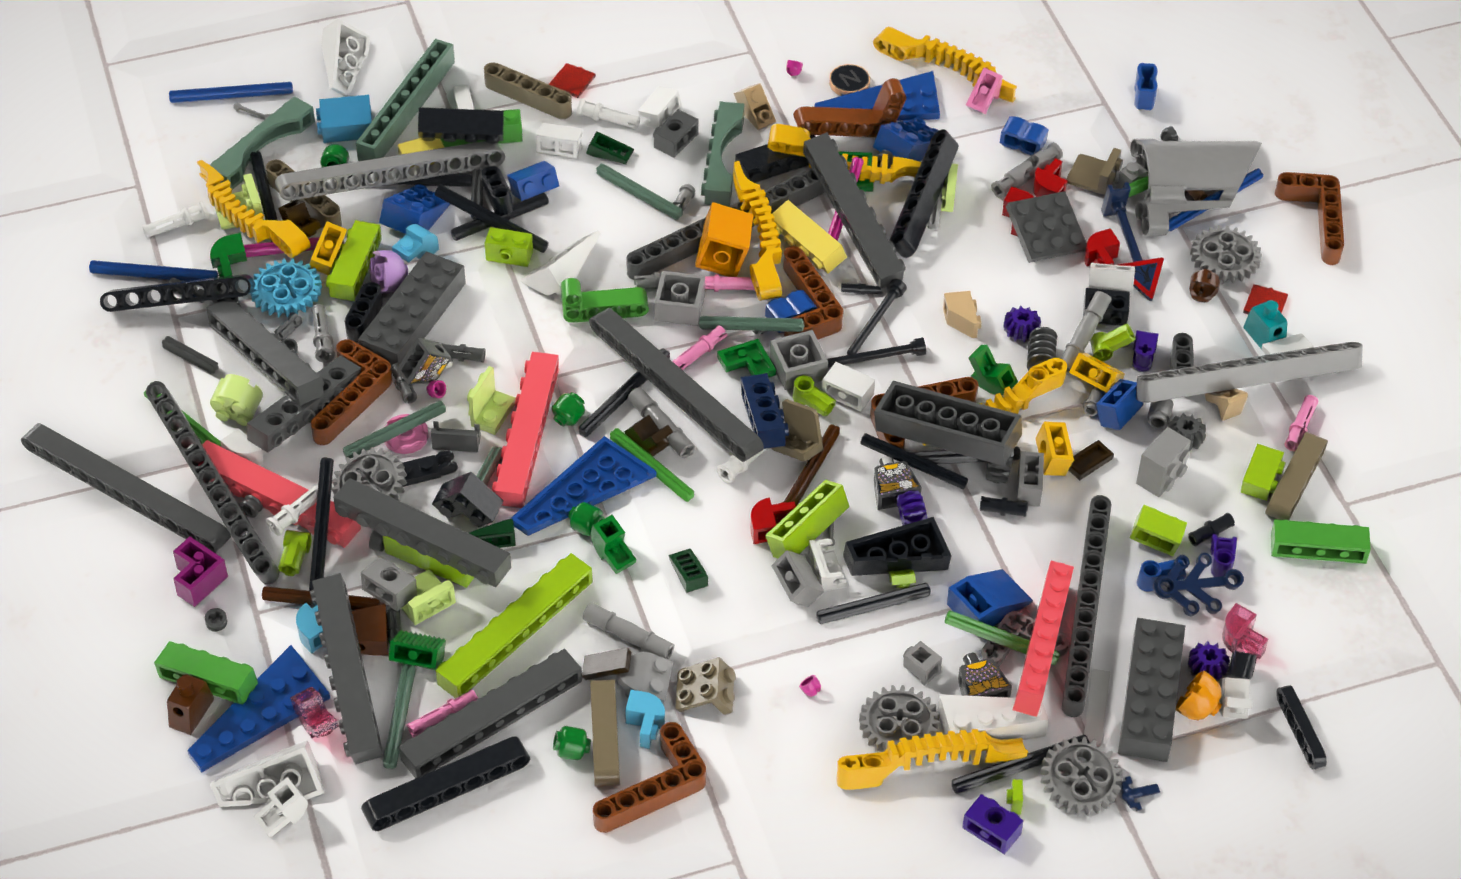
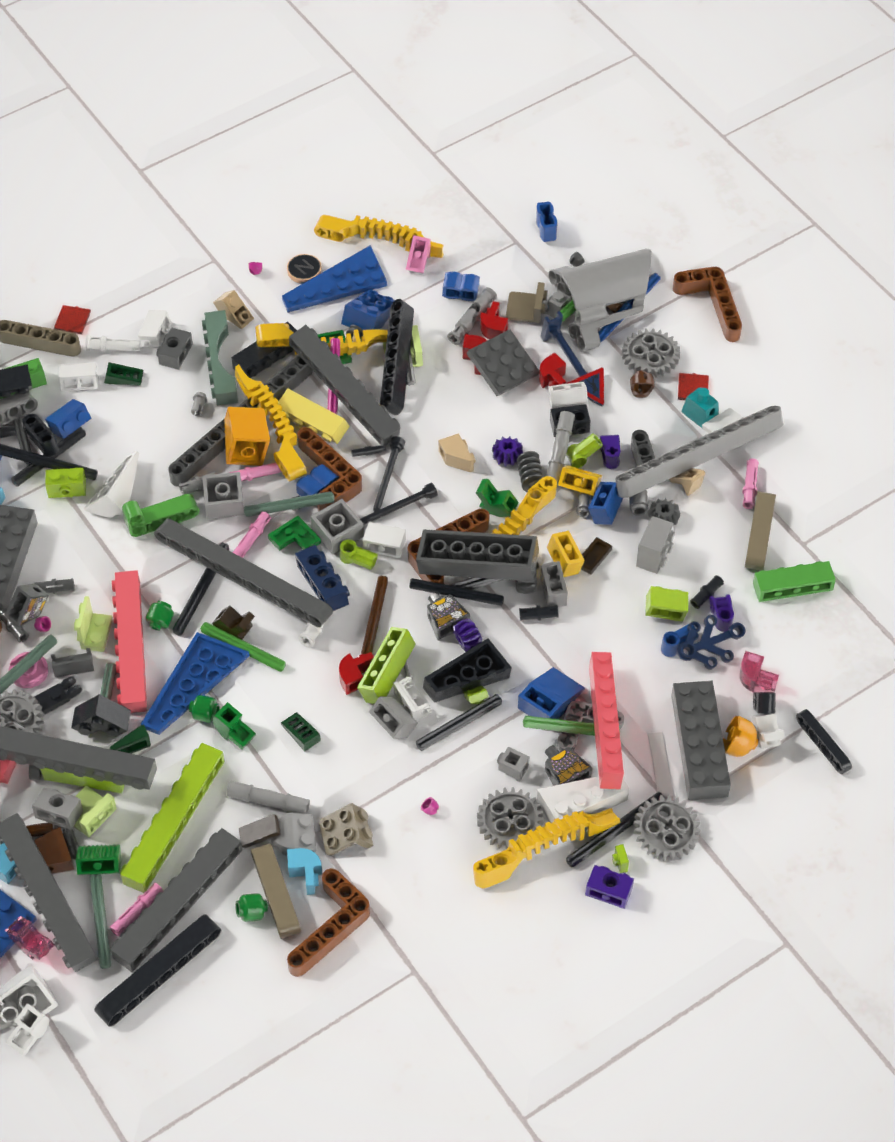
camera: 15 degrees left, 5 degrees up
(639, 191) = (159, 407): sand green axle -> none
(648, 406) = (227, 599): light grey piece -> none
(804, 431) = (362, 590): dark tan bracket -> none
(851, 120) = (320, 305): dark orange beam -> none
(1086, 606) = (629, 687): dark grey beam -> none
(1130, 794) = (708, 832): dark blue piece -> none
(1209, 659) = (737, 704): dark purple gear -> none
(1262, 472) = (733, 534): lime brick -> none

